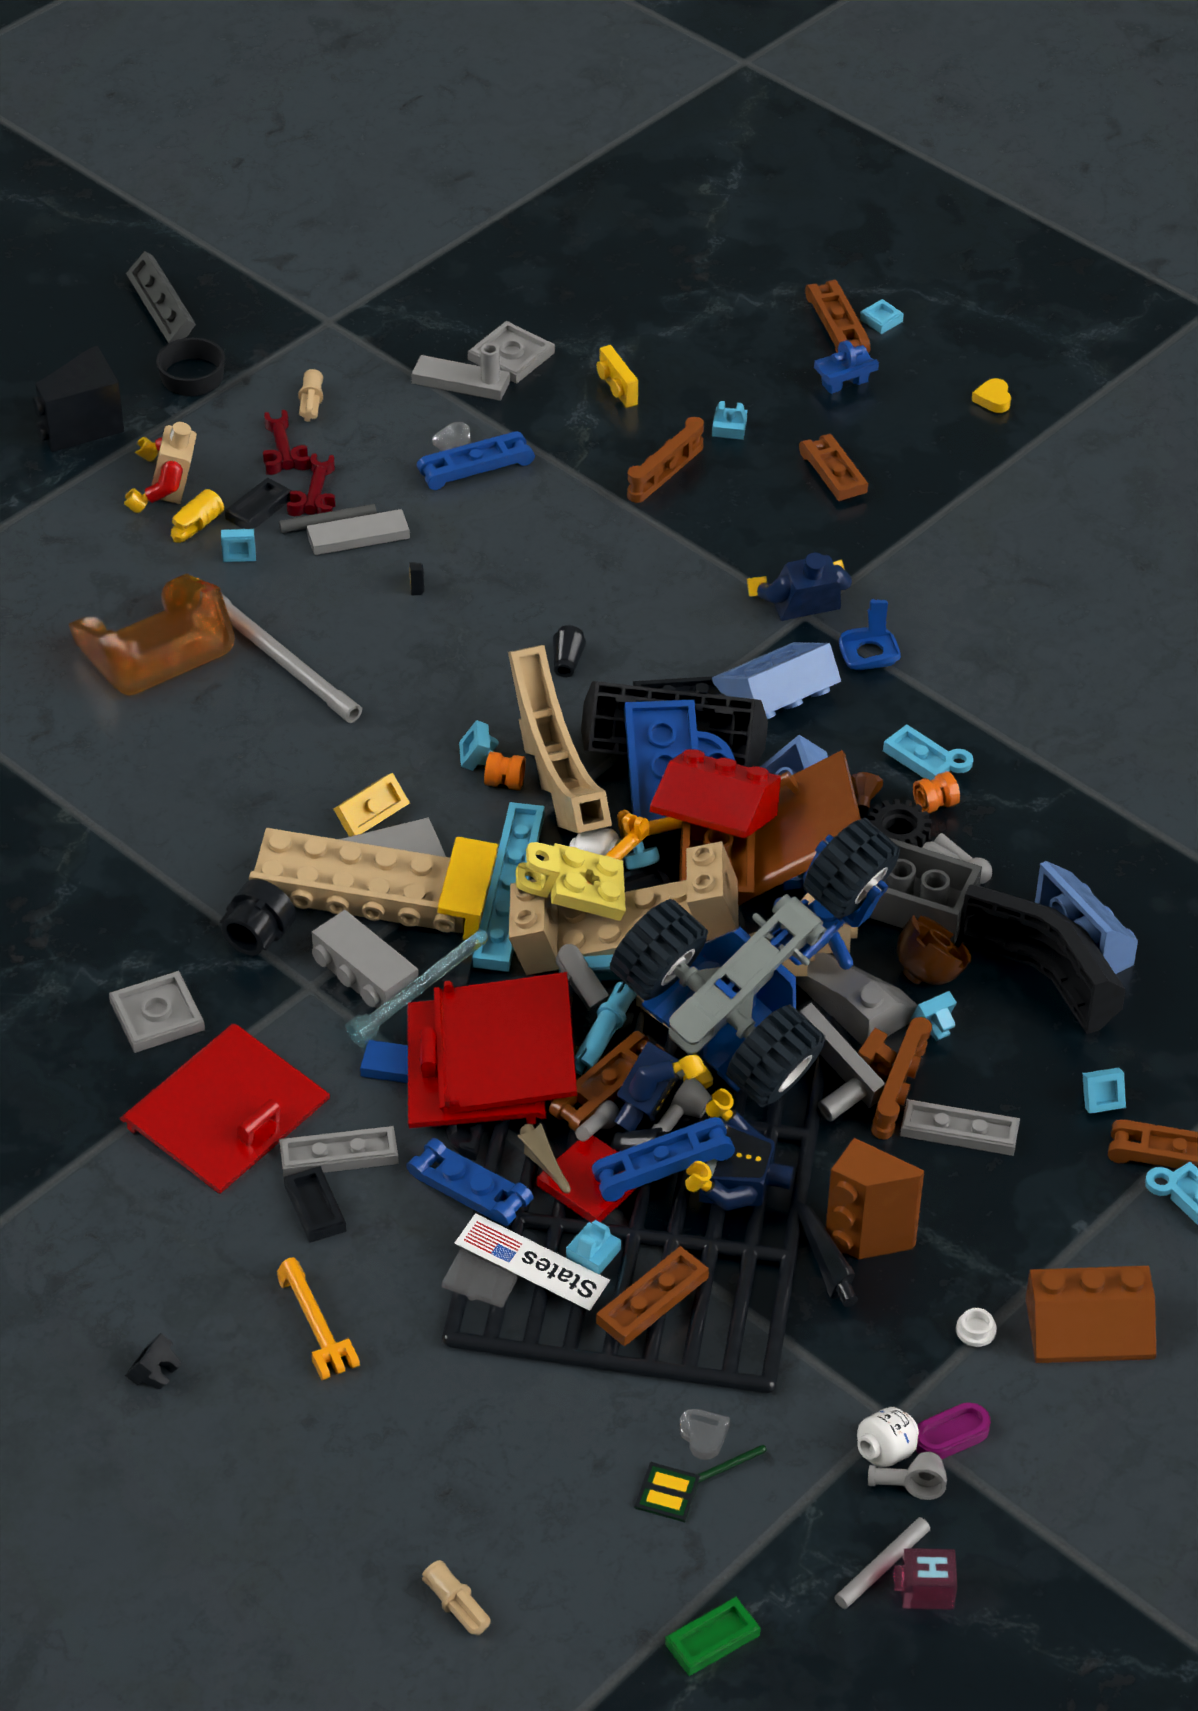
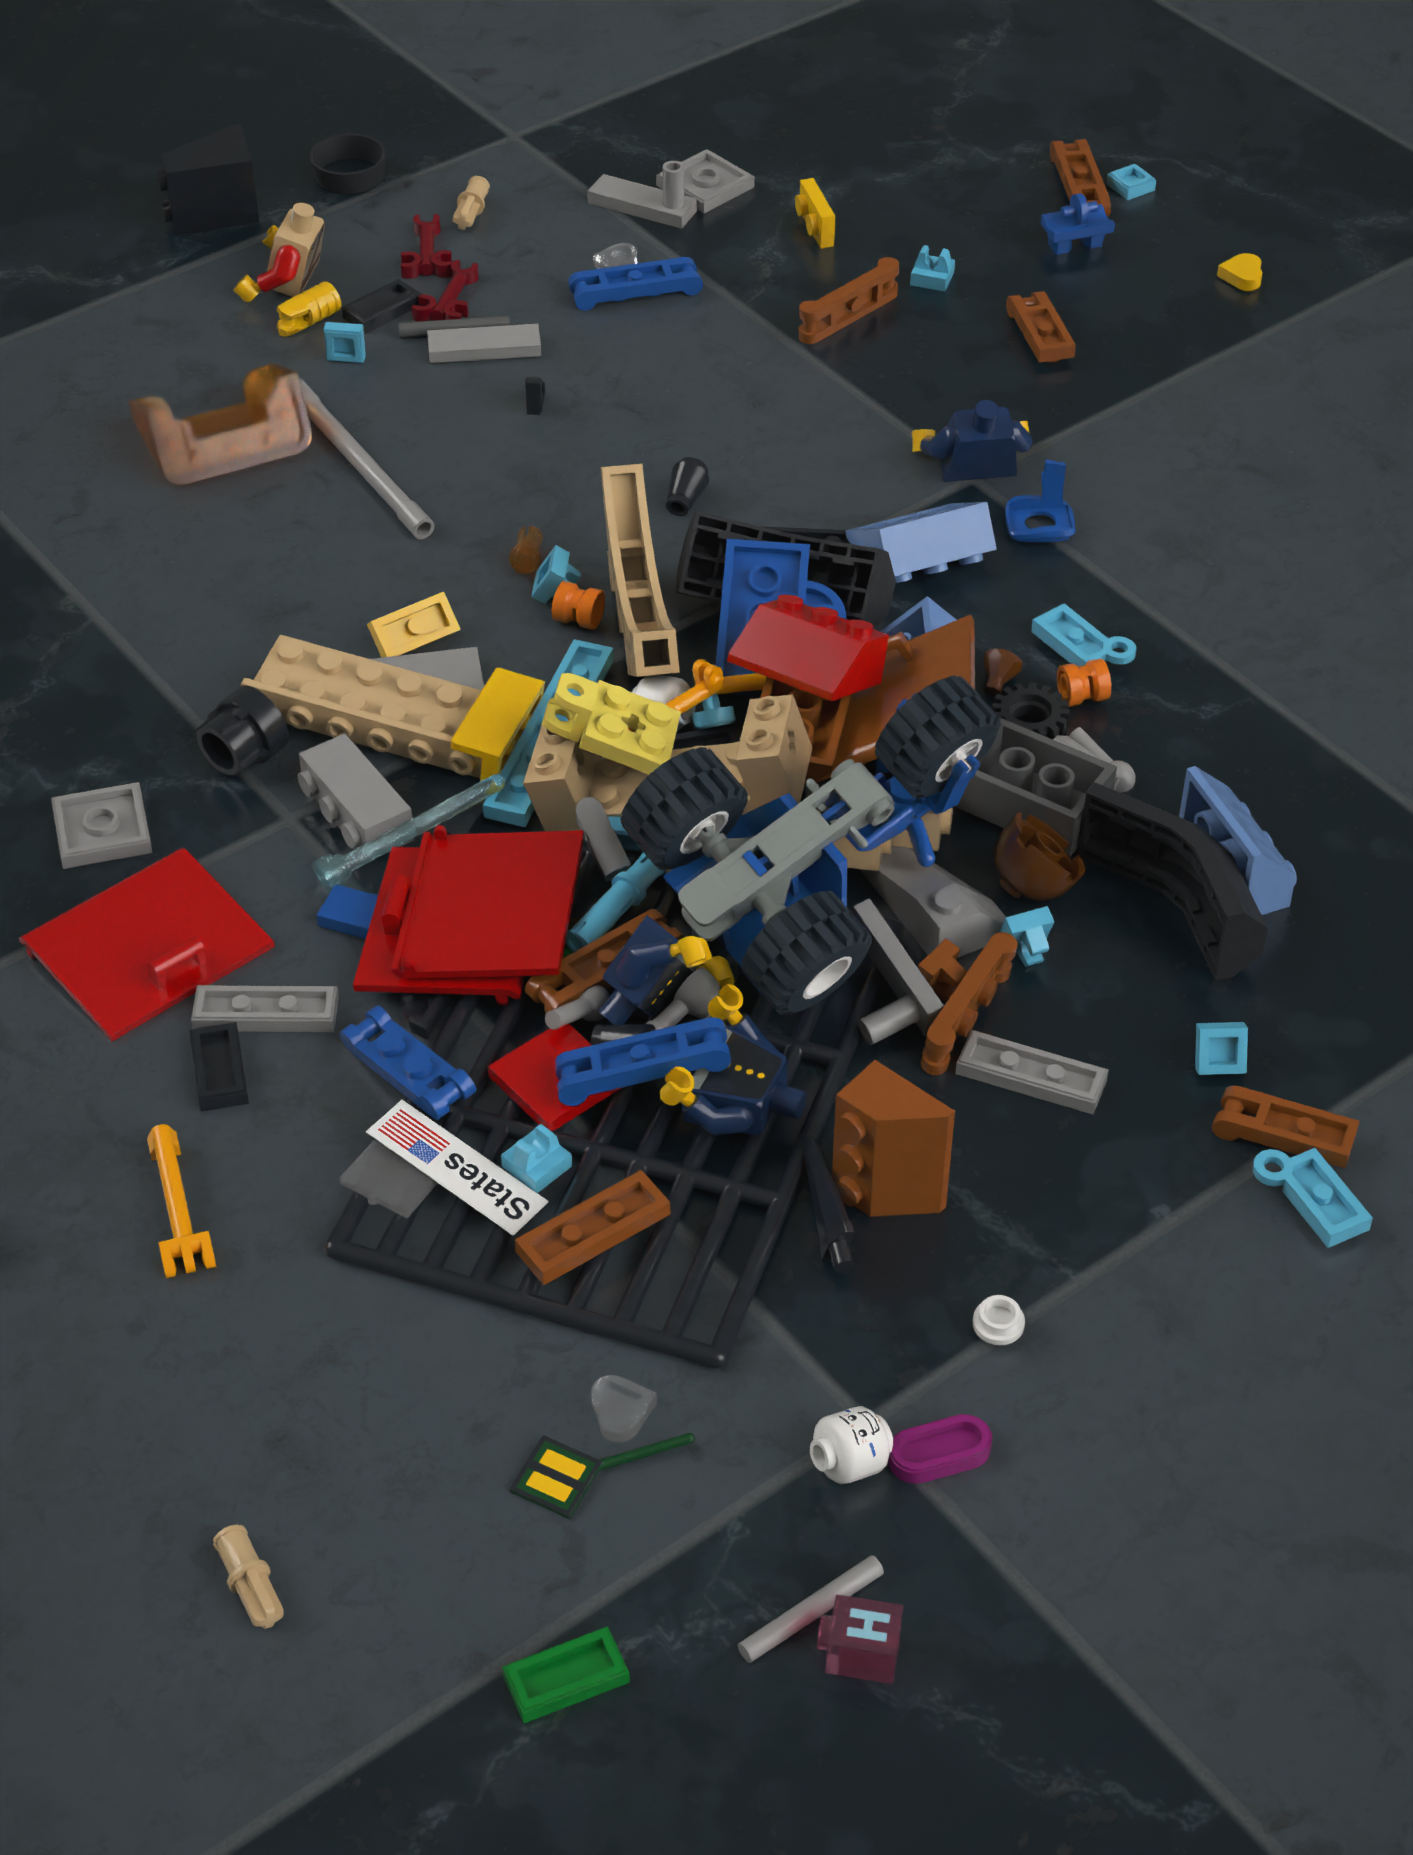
camera: 10 degrees right, 0 degrees up
(160, 298) = (335, 94): dark grey plate -> none
(447, 728) = (525, 555): none -> clear orange pin
(538, 1149) = (501, 1037): dark tan piece -> none
(923, 1478) = (887, 1505): light grey bar -> none
(1092, 1314) = (1151, 1322): dark orange slope -> none

